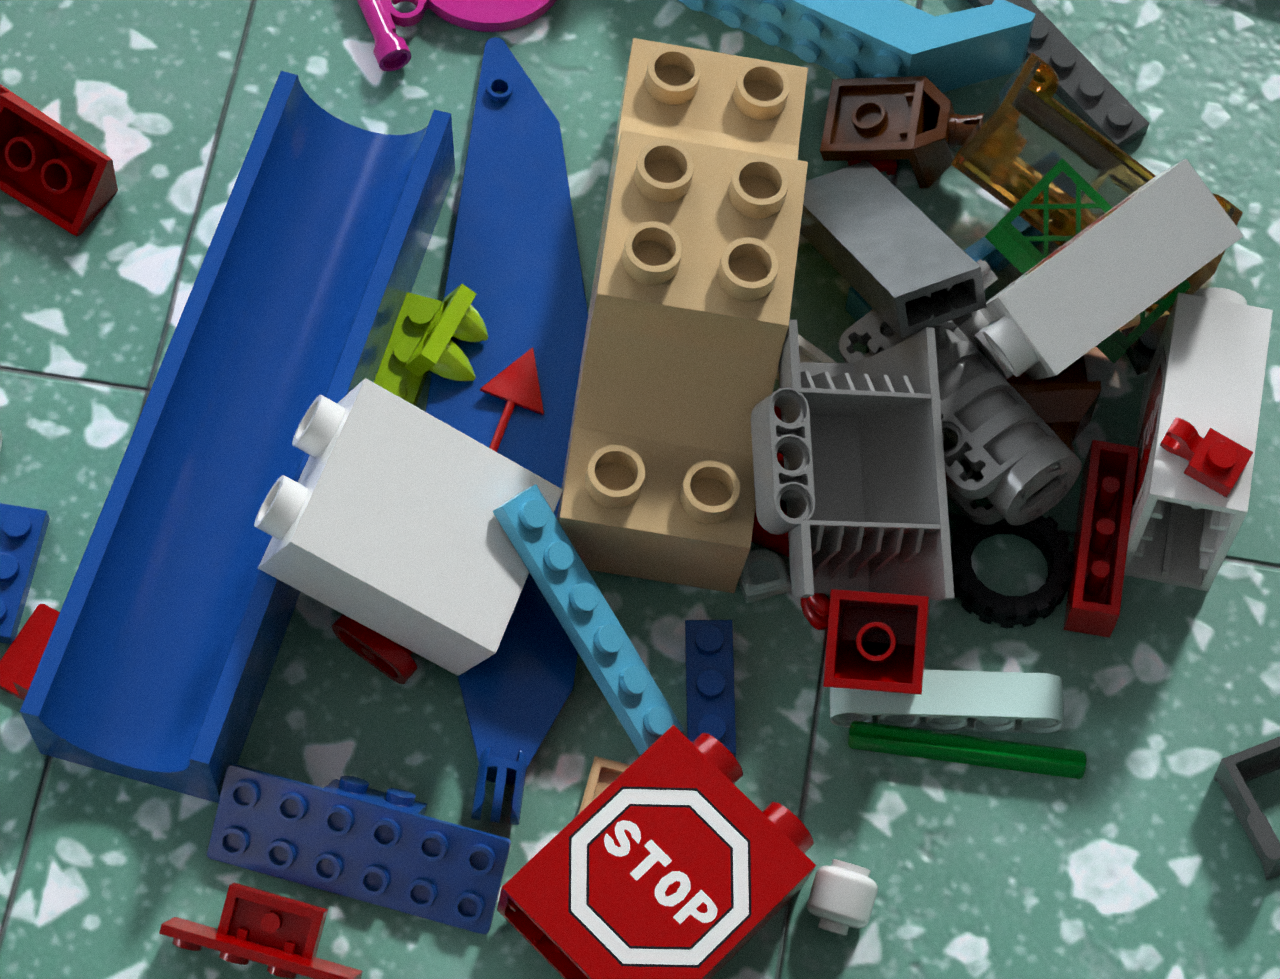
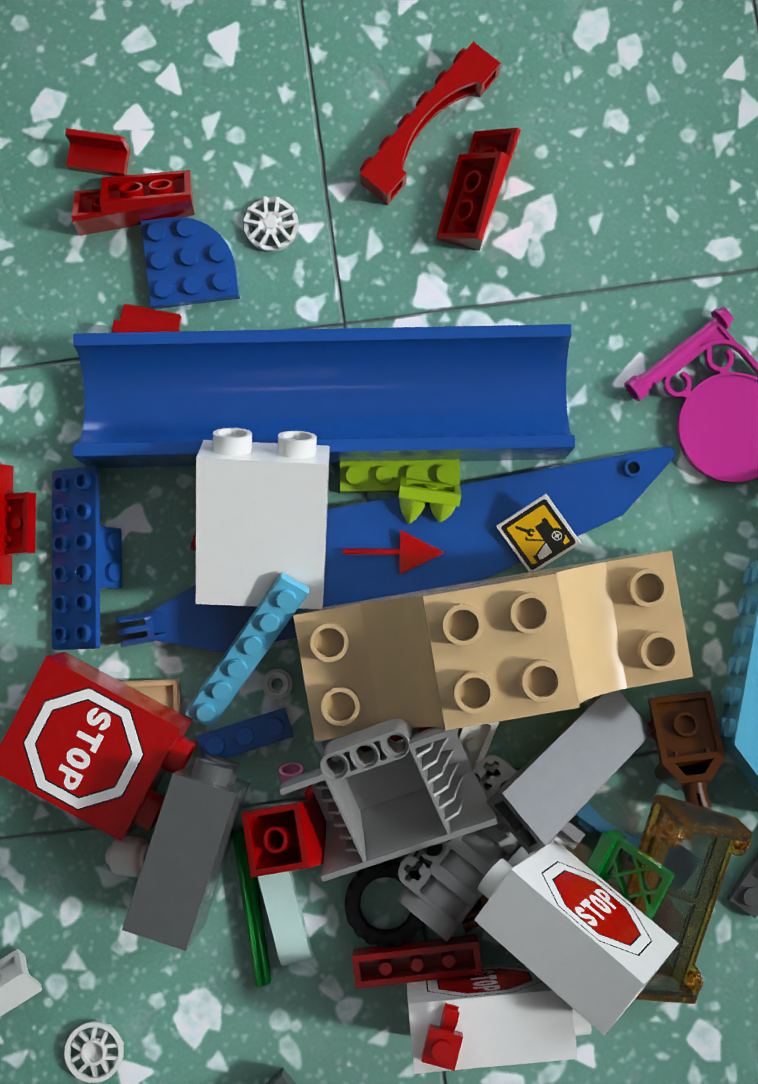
camera: 80 degrees right, 20 degrees up
(549, 218) = (538, 534): none -> piece
(647, 610) = (267, 684): none -> white plate
(788, 638) = (290, 770): none -> bright pink hinge
(857, 765) = (187, 852): none -> dark grey brick

